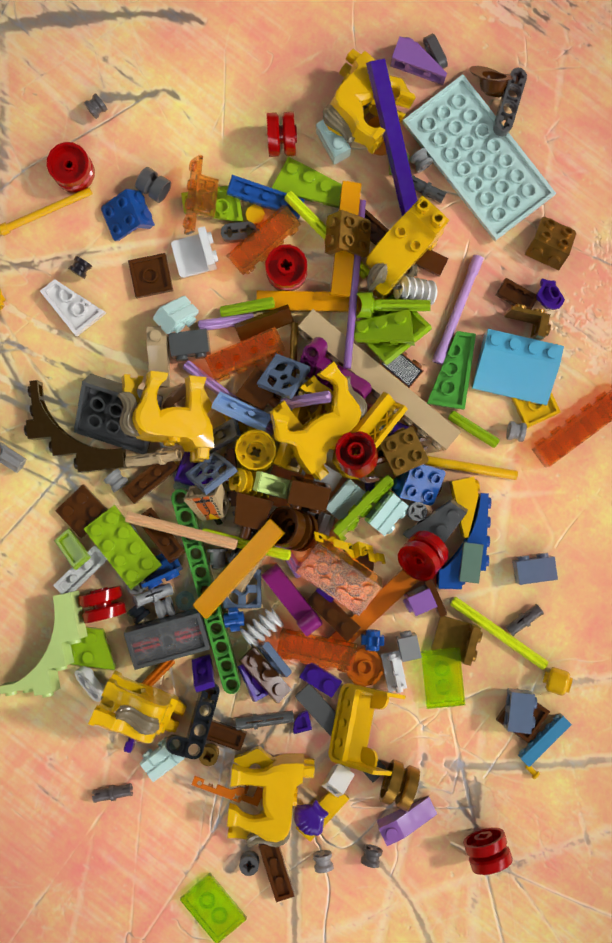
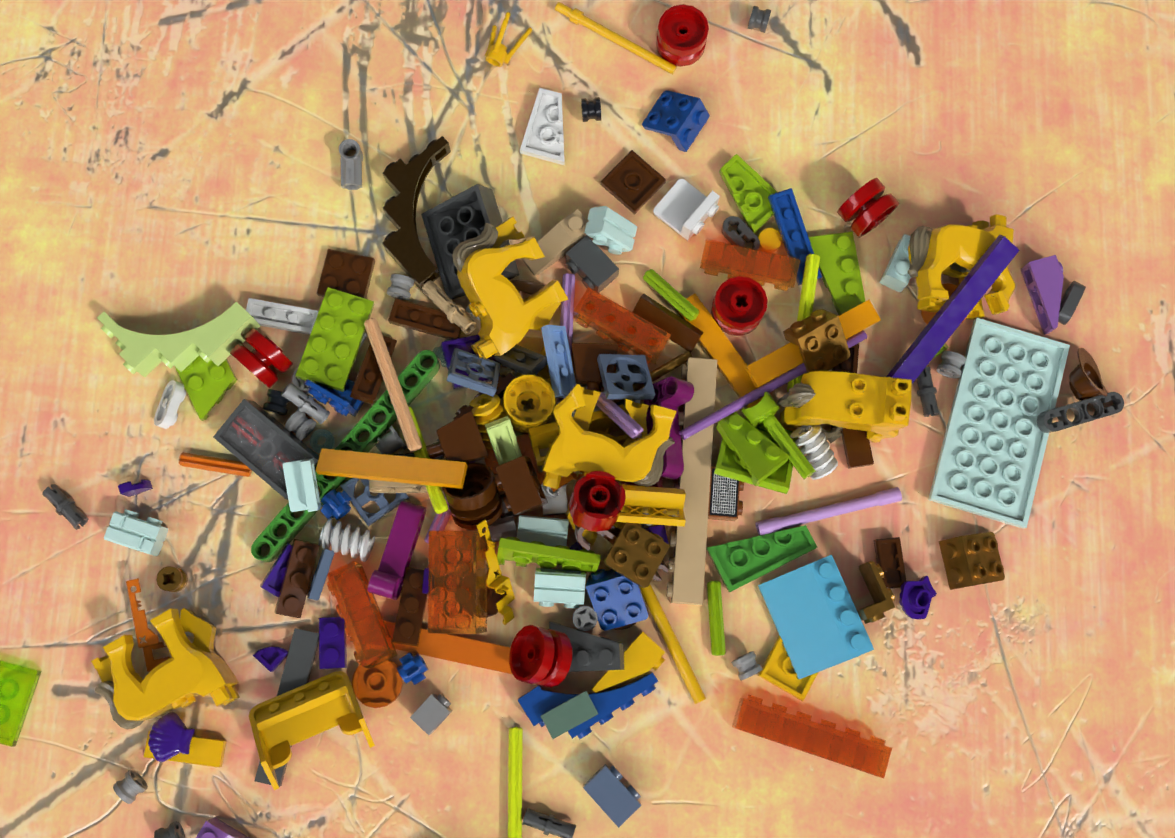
camera: 50 degrees right, 10 degrees down
(72, 549) = (299, 292): lime tile -> none
(139, 709) = (171, 464): yellow piece -> none
(150, 183) = (723, 120): dark grey wheel -> none
(197, 718) = (202, 538): black beam -> none
(201, 195) = (747, 174): clear orange bracket -> none
(203, 673) = (255, 510): dark purple plate -> none
(208, 633) = (302, 485): none -> light aqua panel
(209, 506) = (440, 396): tan torso -> none
(223, 322) = (638, 282): lavender axle -> none
(226, 735) = (204, 583): reddish brown tile -> none
(241, 723) = (228, 590): dark grey pin -> none
(250, 858) = (84, 705): dark grey wheel -> none
(277, 872) = (86, 743): reddish brown plate -> none
(338, 779) = (233, 738): white brick -> none
(394, 671) = (393, 717): white hinge -> none
(400, 786) = (270, 810): pearl gold wheel -> none
(419, 600) = (489, 687): medium lavender brick -> none
(440, 609) = (505, 704): reddish brown tile -> none
(443, 678) = (422, 777): clear neon green tile -> none
(455, 634) = (475, 761): pearl gold bracket -> none

